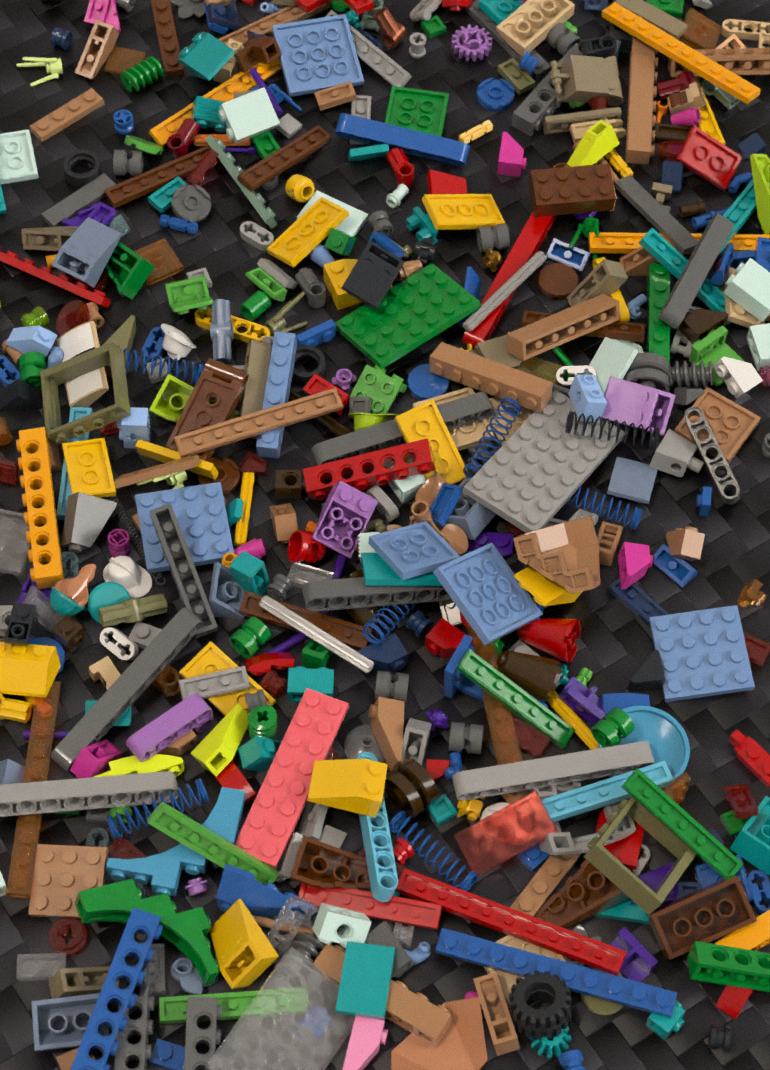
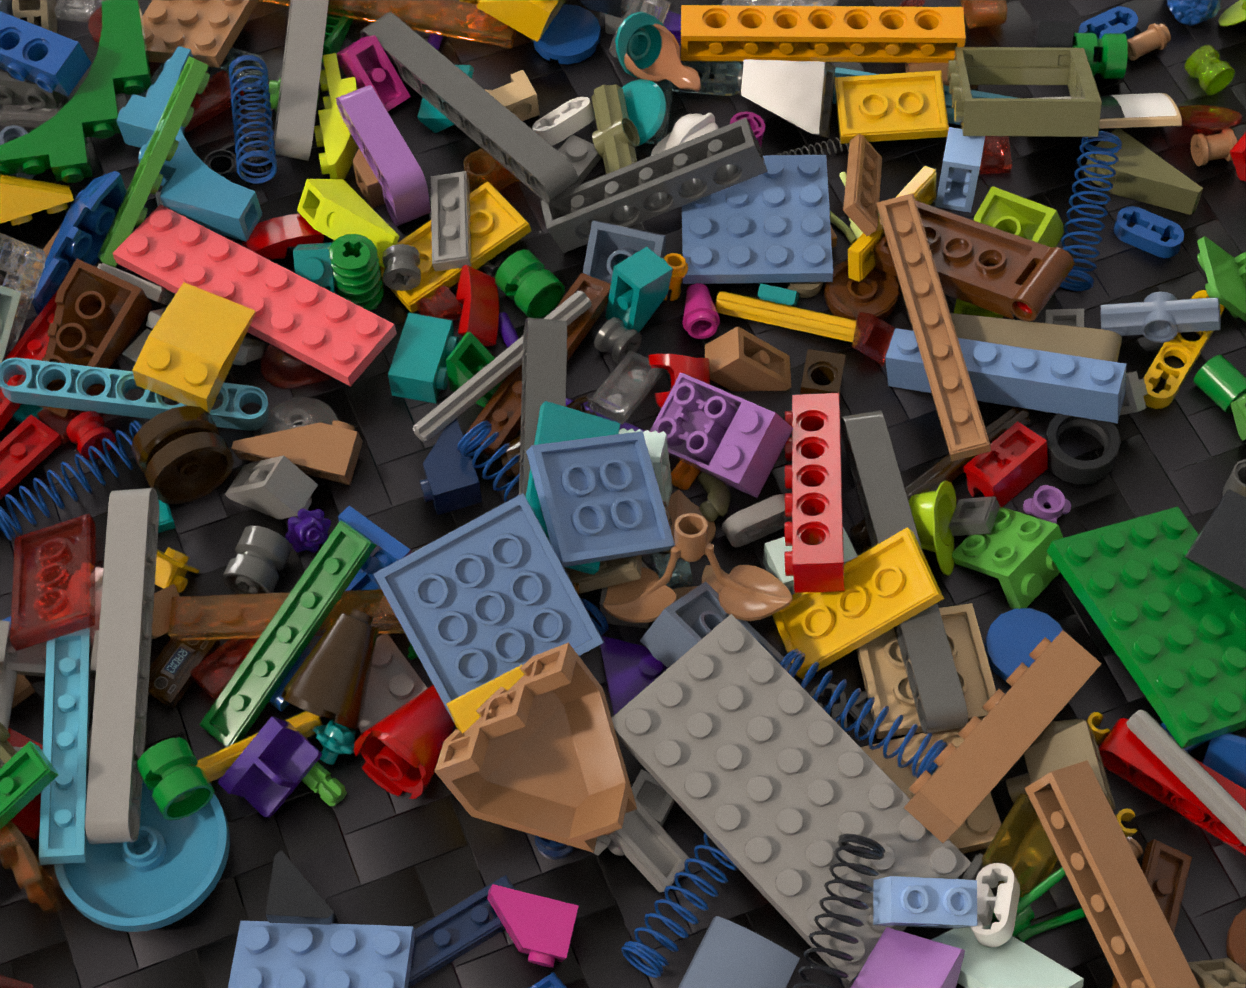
camera: 105 degrees right, 0 degrees up
(31, 339) = (1154, 56): light blue slope -> none
(55, 357) = (1119, 83): medium blue arm -> none
(68, 634) = (593, 58): dark brown brick -> none
(155, 377) = (1108, 234): light grey tile -> none
(176, 342) = (1151, 254): white piece -> none
(196, 886) = (127, 167): medium lavender plate -> none
(277, 322) = (1181, 414): olive plant -> none
(317, 334) = (1150, 476): blue plate -> none
(392, 685) = (385, 469): dark grey wheel -> none
(436, 768) = (223, 517): red tile -> none
(445, 503) = (715, 591): blue tile -> none
(455, 765) = (208, 544): blue arm -> none
(607, 555) = (586, 903): medium nougat slope -> none
(623, 701) = (251, 837): blue slope -> none

